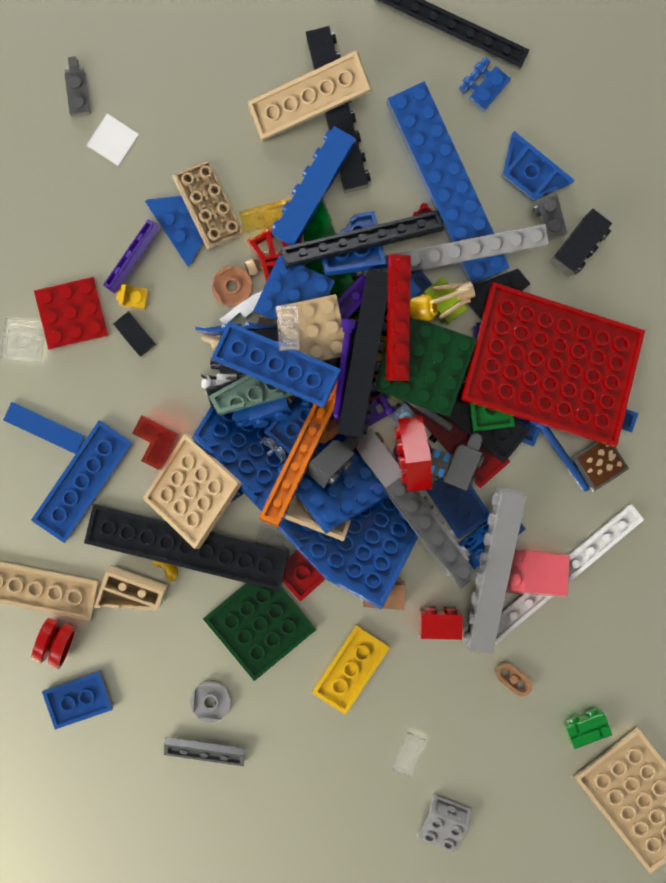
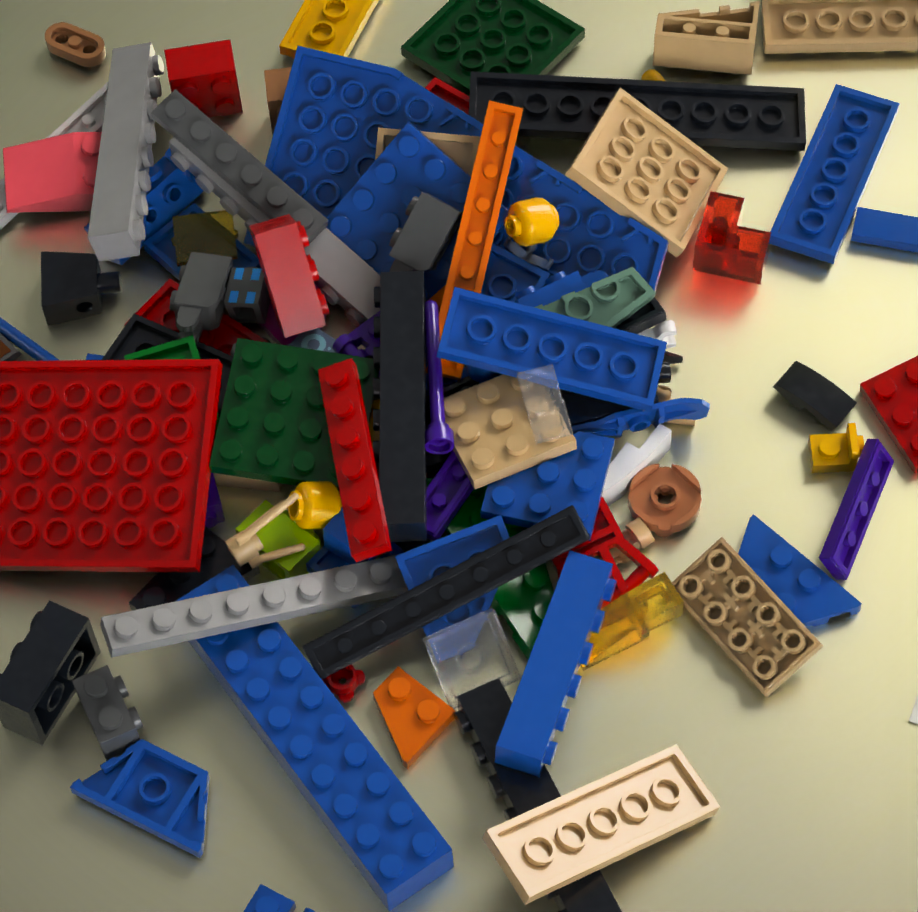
camera: 170 degrees right, 30 degrees down
(268, 459) = (531, 221): none -> yellow head
(355, 207) = (471, 655): none -> clear tile
(392, 189) = (411, 714): none -> orange wing
(457, 510) = (204, 234): none -> clear yellow piece
(539, 496) = (74, 286): none -> black torso

